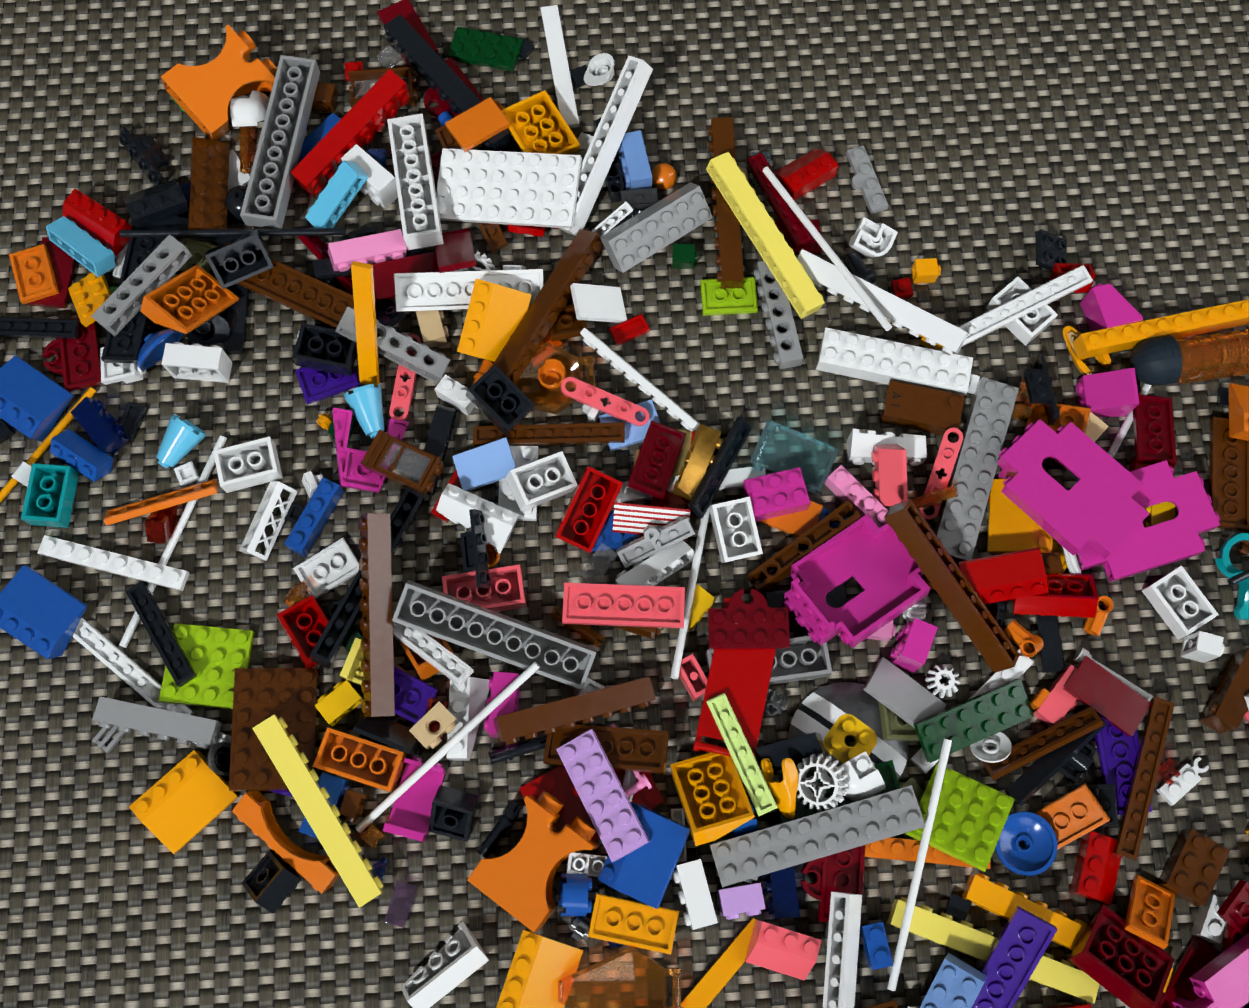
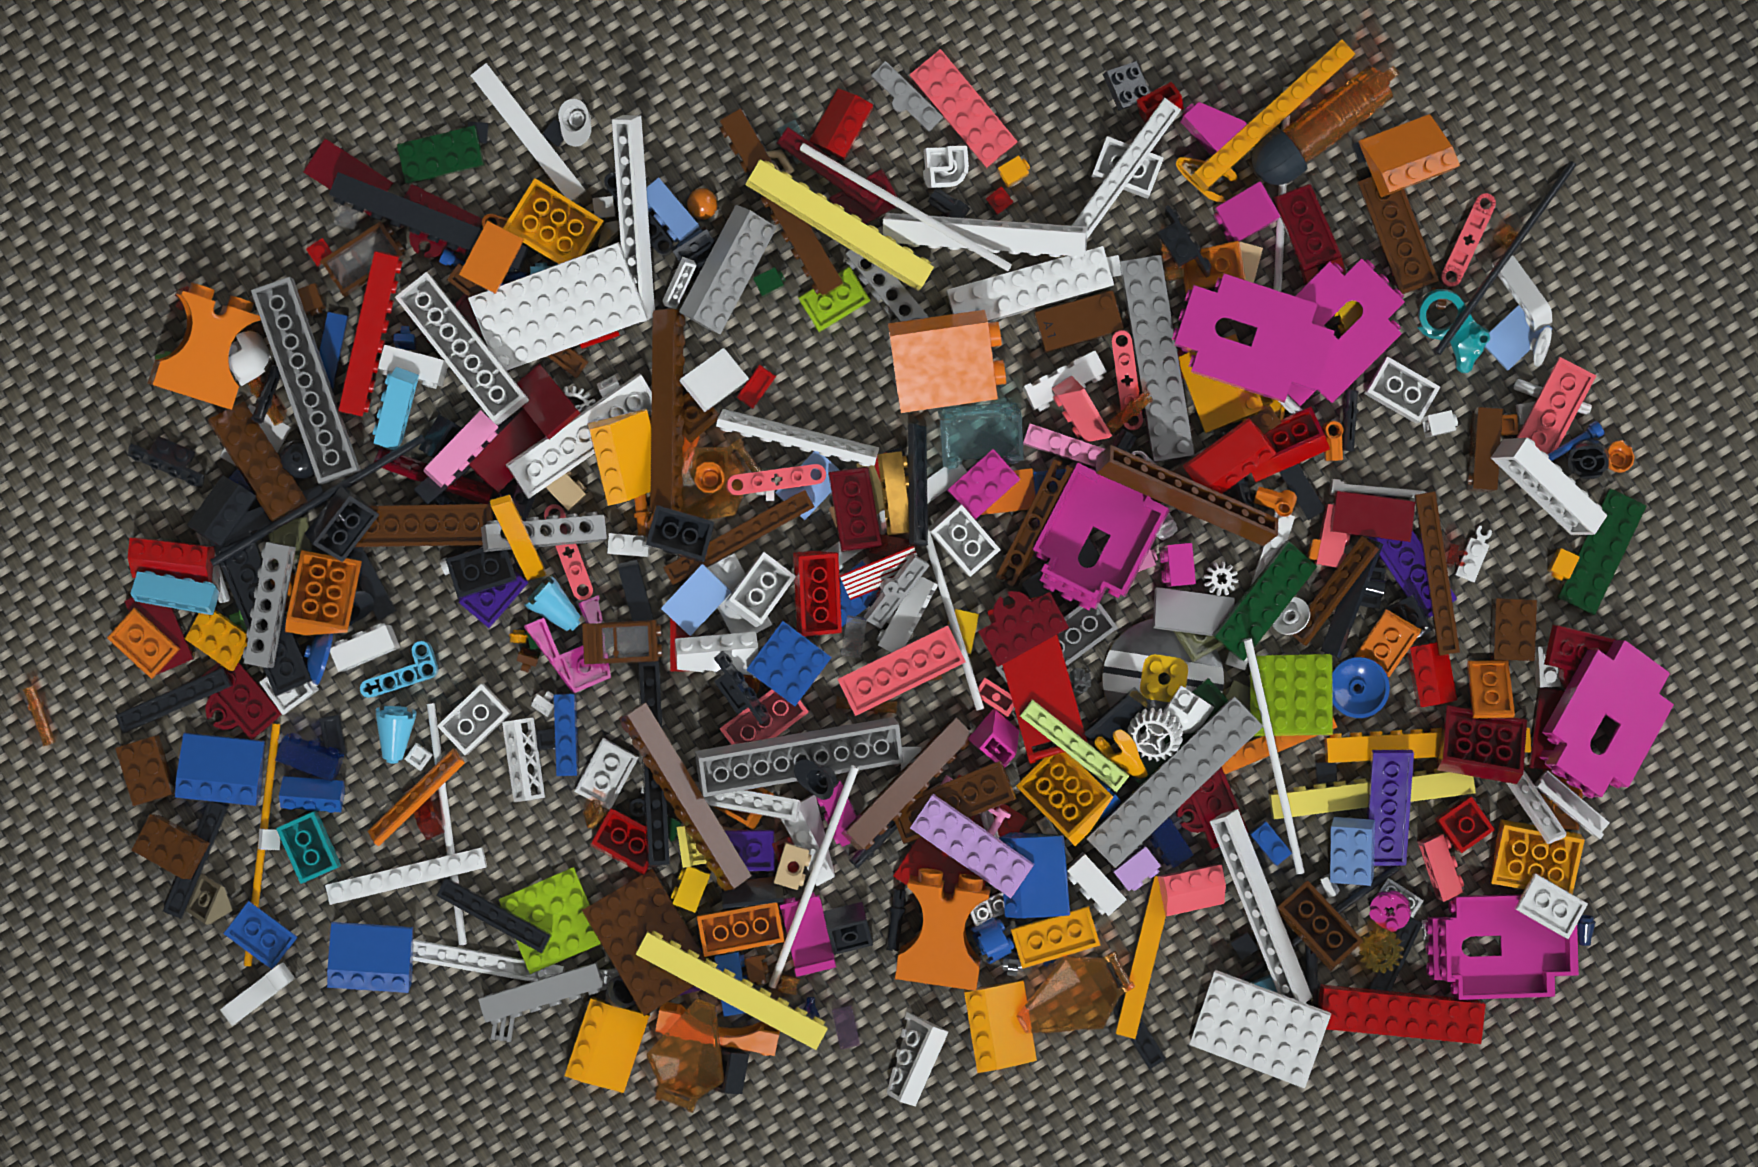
camera: 30 degrees left, 15 degrees up
(212, 400) = (398, 675): none -> medium azure beam
(232, 150) = (264, 402): none -> black pin
(245, 850) = (688, 1056): none -> clear orange windscreen
(321, 442) = (528, 658): none -> reddish brown tile
(497, 657) = (815, 778): none -> black piece
(531, 552) = (788, 663): none -> blue plate
(674, 713) = (996, 738): none -> dark pink slope
(796, 378) = (946, 360): none -> orange brick
(907, 209) = (963, 108): none -> coral plate
(1123, 599) = (1350, 413): none -> black pin

